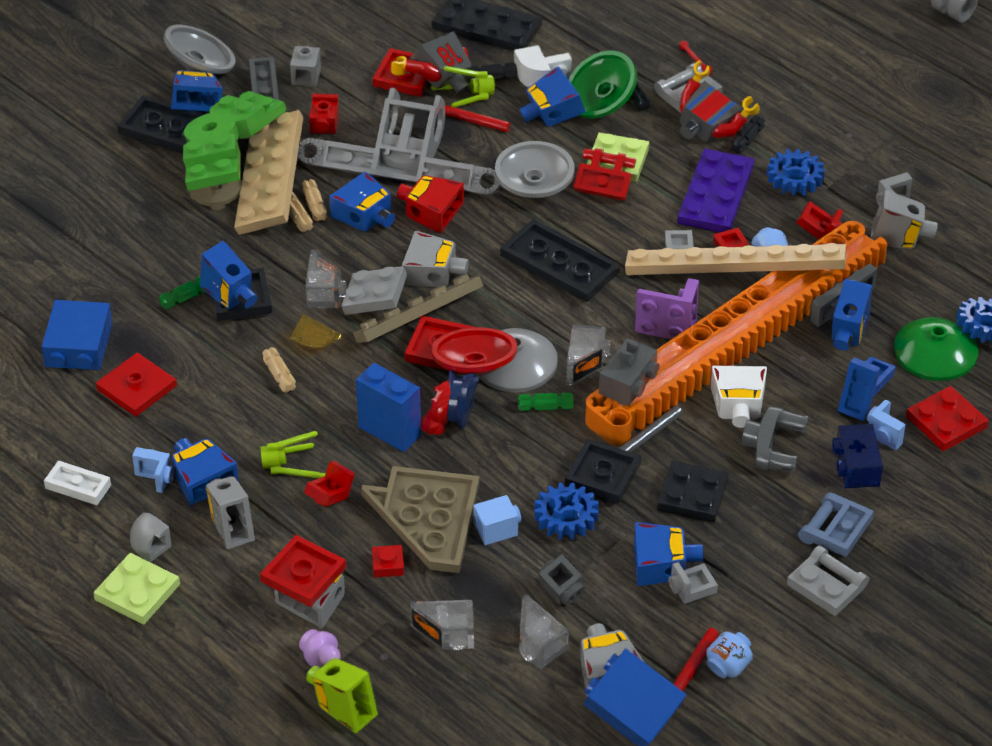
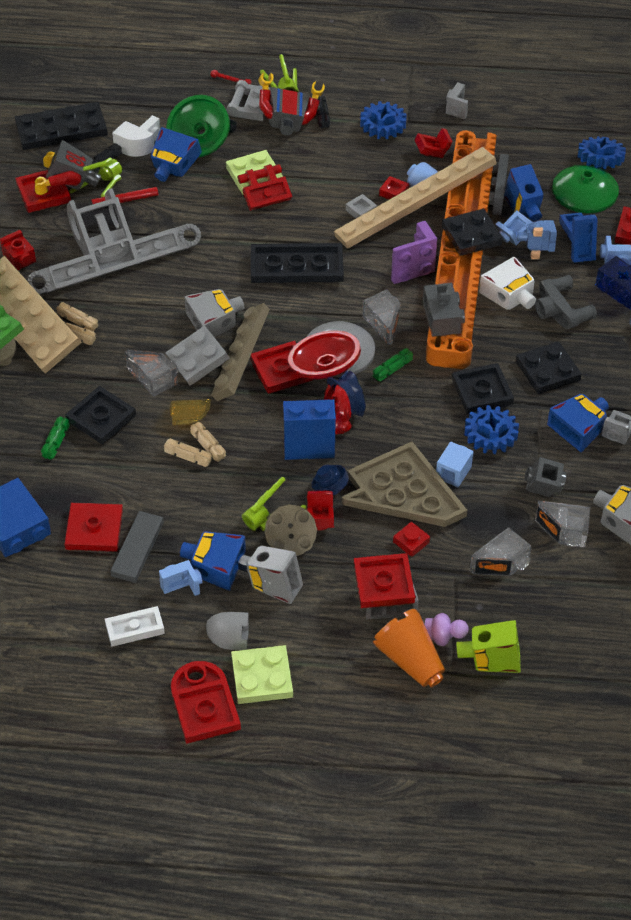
camera: 40 degrees left, 5 degrees up
(62, 579) = (203, 704): none -> red plate
(152, 421) = (137, 547): none -> dark grey tile
(226, 277) = (94, 406): blue torso -> none
(272, 479) = (303, 529): none -> dark tan plate
(272, 643) = (411, 648): none -> orange cone
(306, 371) = (207, 441): none -> tan axle
(362, 203) = (119, 299): blue torso -> none
(368, 464) = (330, 478): none -> dark blue plate
(432, 201) = (165, 270): red torso -> none
(534, 169) = (217, 208): light grey dish -> none
(652, 429) = (479, 342): dark grey bar -> none
(716, 191) = (343, 160): dark purple plate -> none
(738, 90) = (285, 82): none -> lime plant
(747, 320) = (472, 232): none -> black plate
(808, 344) = (512, 226): none -> light blue bracket
(822, 365) = (538, 237): none -> medium blue piece
(901, 221) = (486, 116): light grey torso -> none

